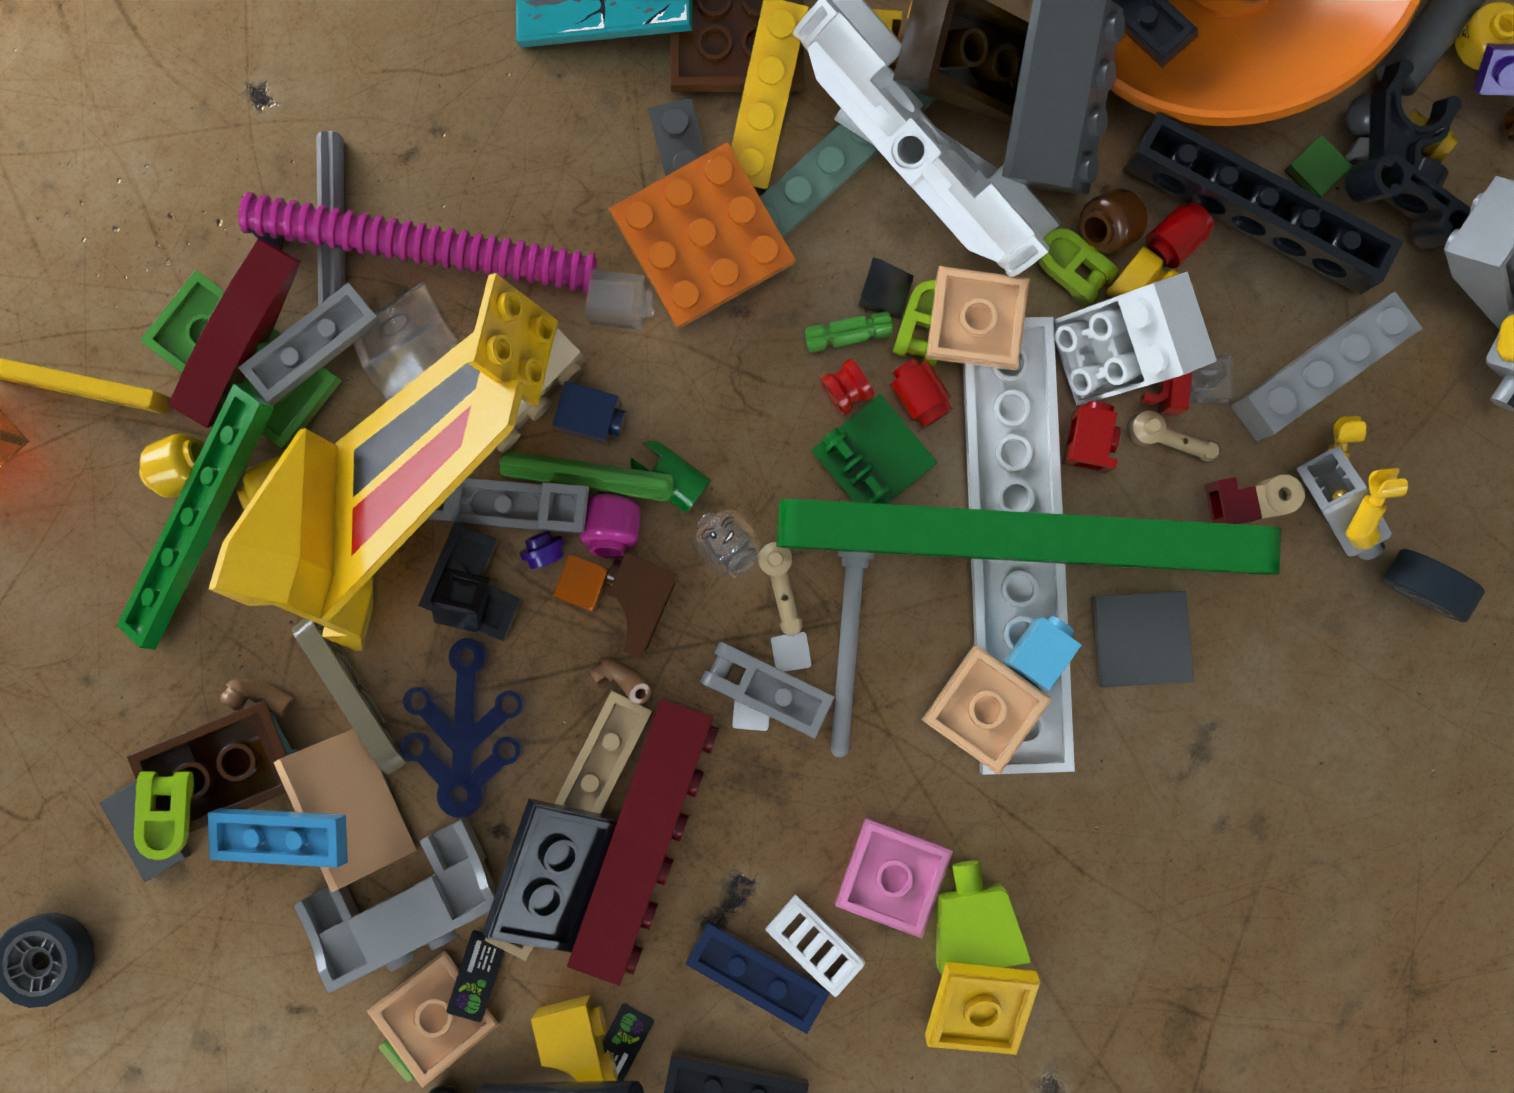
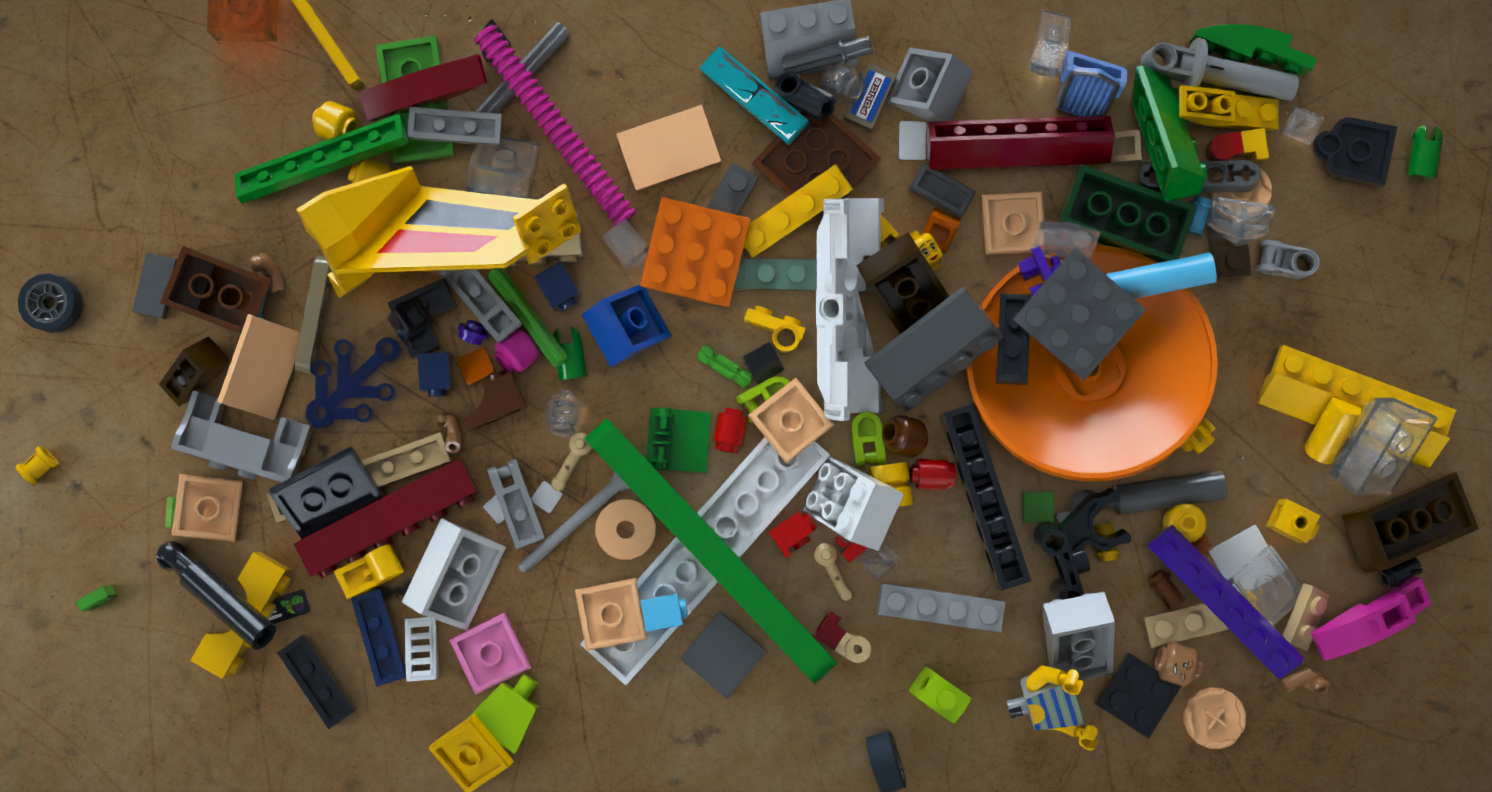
camera: 40 degrees right, 0 degrees up
(162, 832) = (166, 298): lime plate -> none
(269, 897) = (193, 369): none -> dark brown arch
(278, 837) = (217, 352): dark azure plate -> none
(475, 978) = (245, 508): black sticker -> none
(545, 632) = (436, 373): none -> dark blue brick
(565, 157) = (668, 148): none -> light nougat tile
(678, 917) = (369, 571): none -> yellow plate
(700, 386) = (626, 325): none -> blue slope
(773, 832) = (453, 574): none -> white slope
(842, 241) = (763, 318): none -> yellow plate
(847, 387) = (696, 393): red wheel -> none
(936, 597) = (607, 532): none -> light nougat tile
(1344, 498) = (882, 679): torso -> none
(1424, 455) = (940, 695): none -> lime torso

